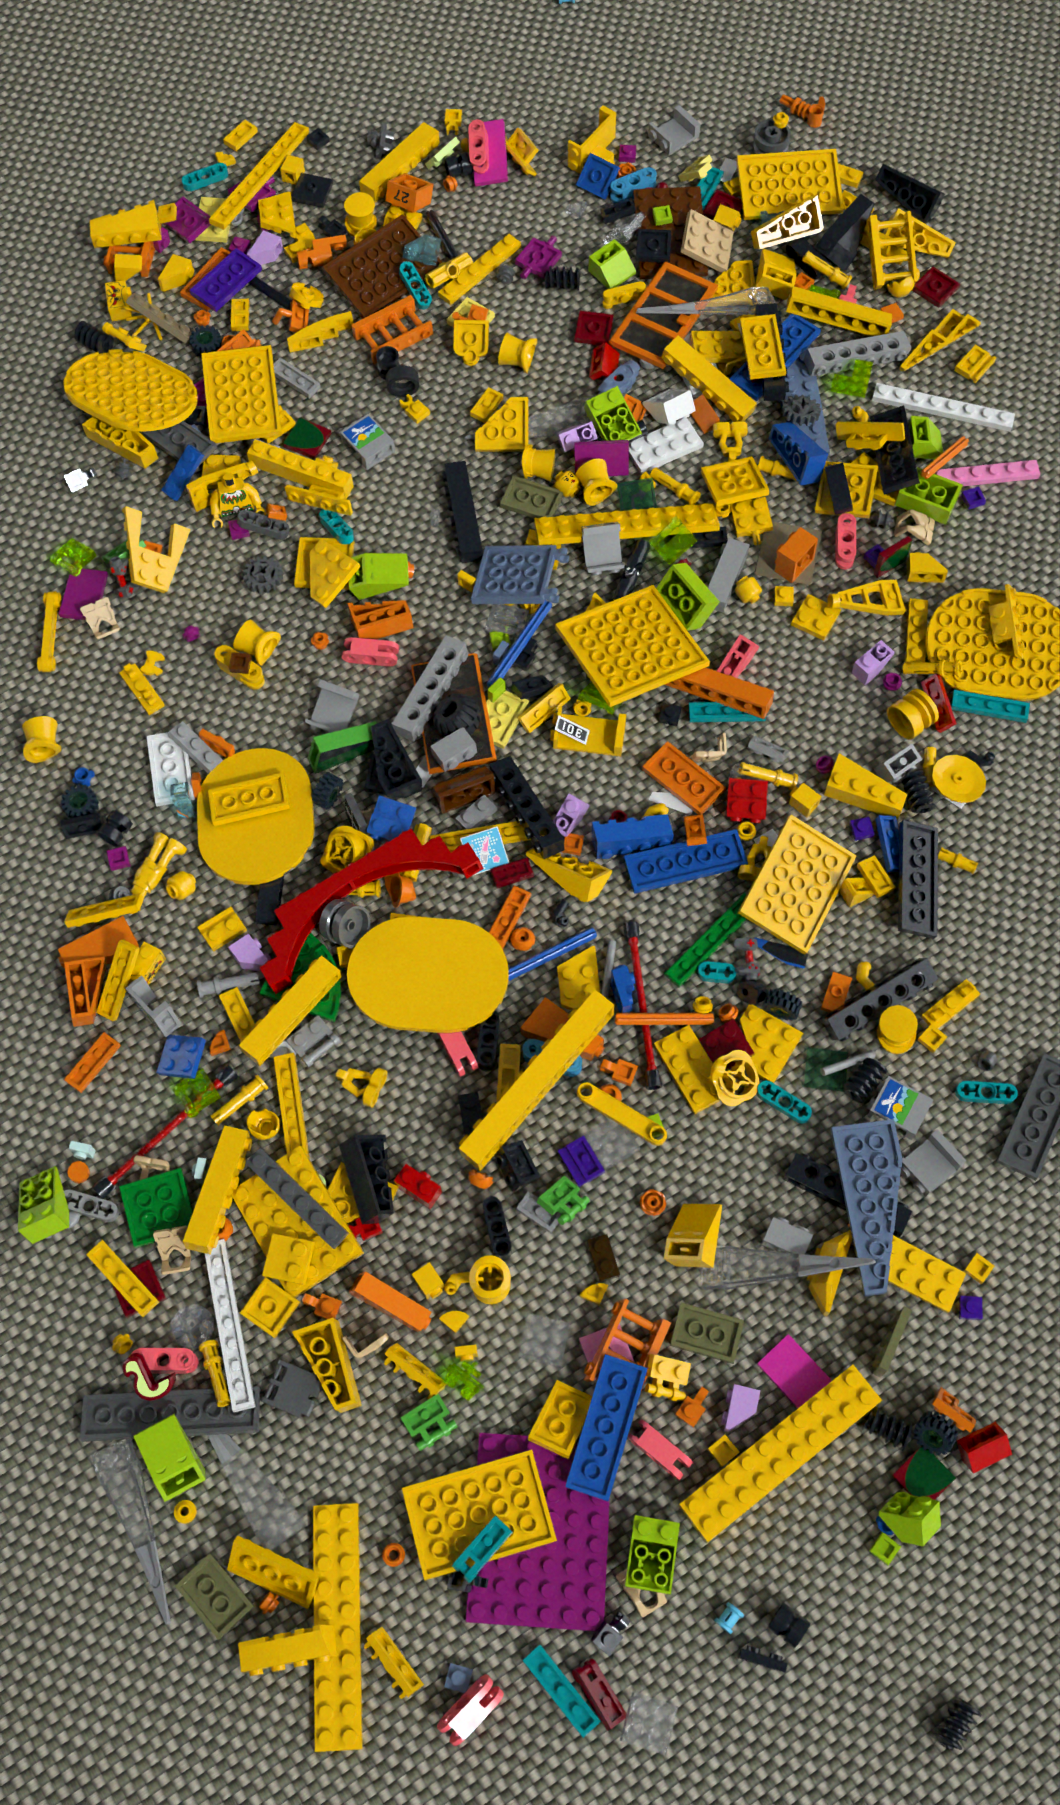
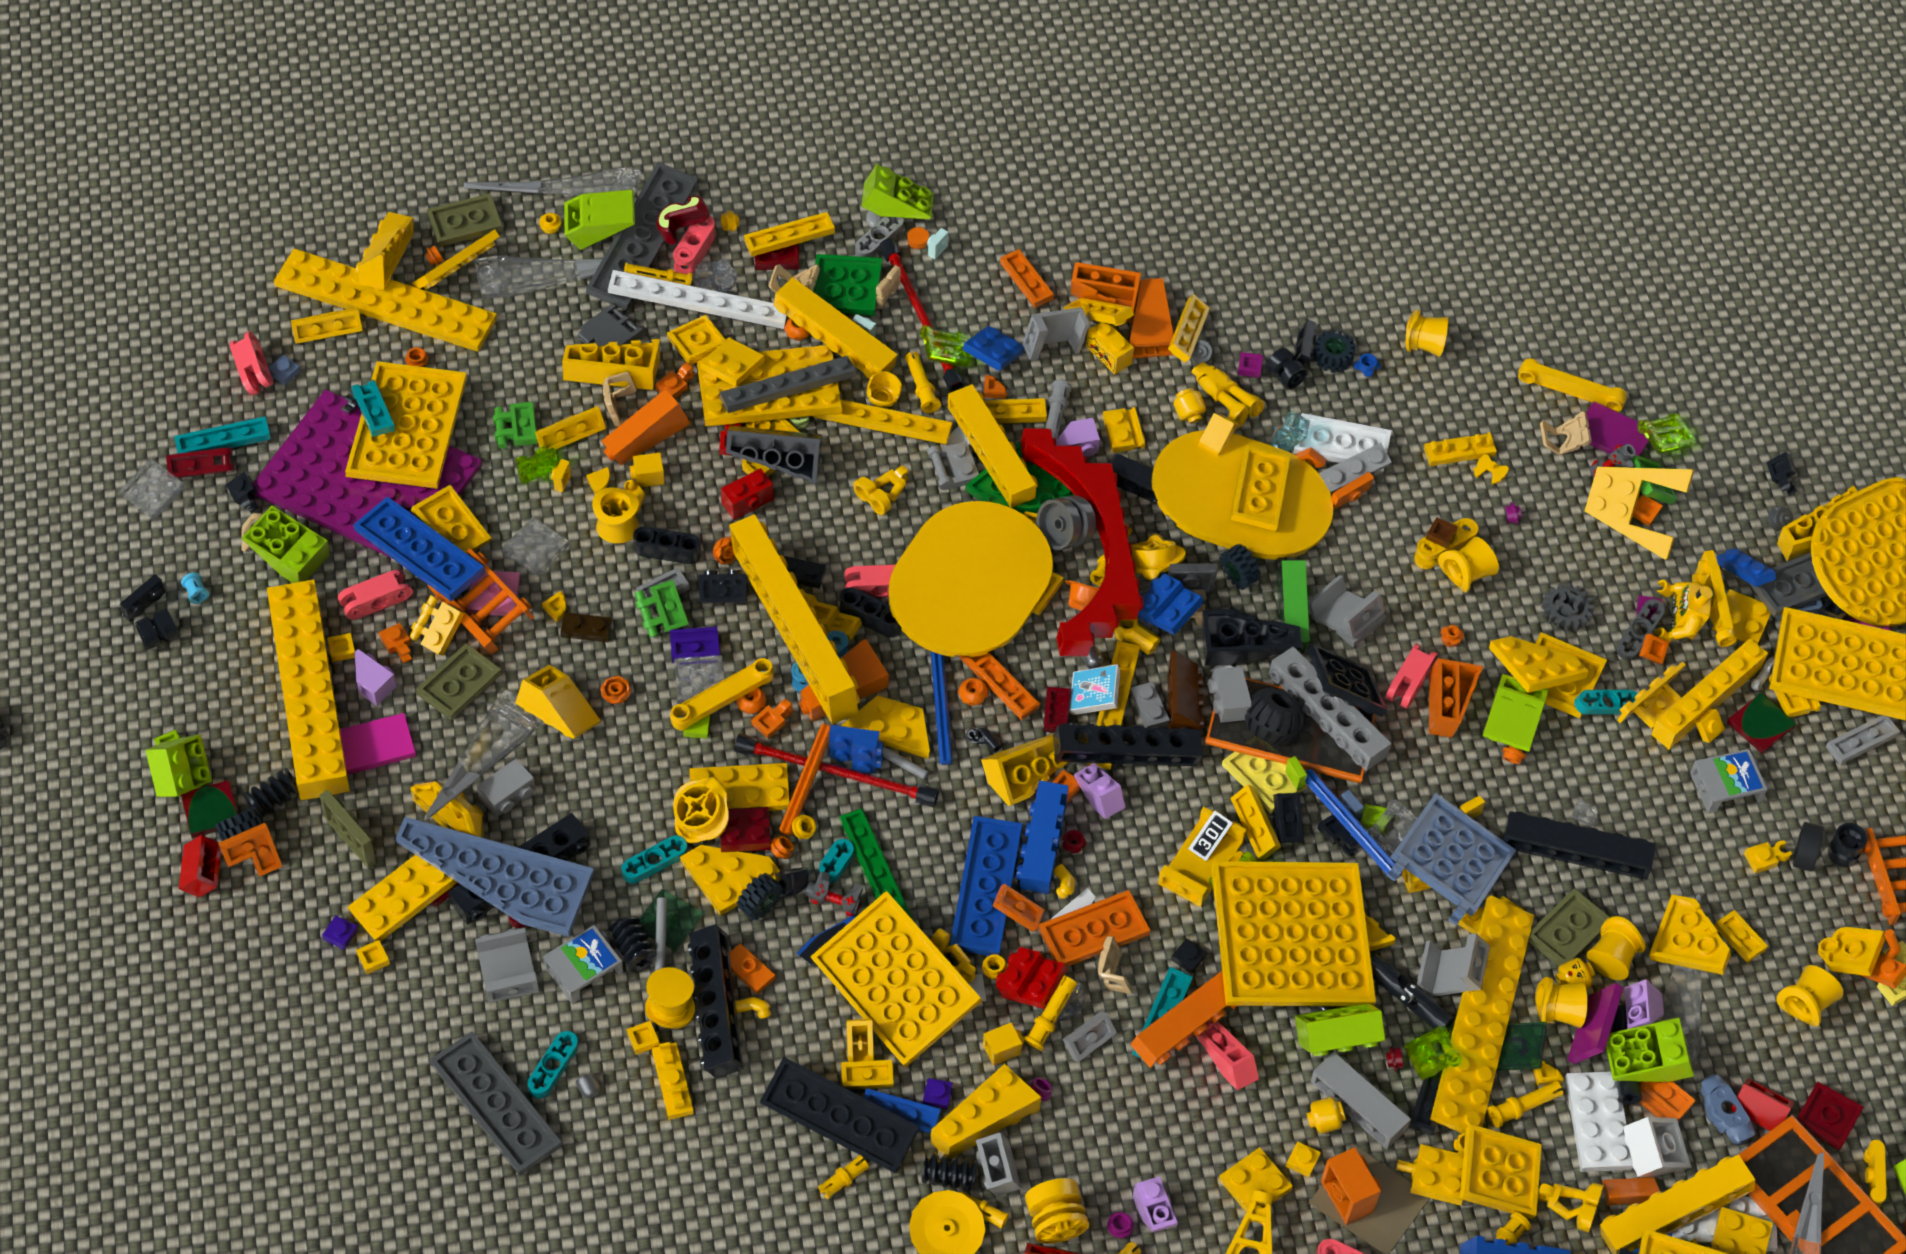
camera: 110 degrees right, 10 degrees down
(205, 847) = (1218, 433): none -> yellow slope
(404, 680) = (1347, 680): none -> black plate

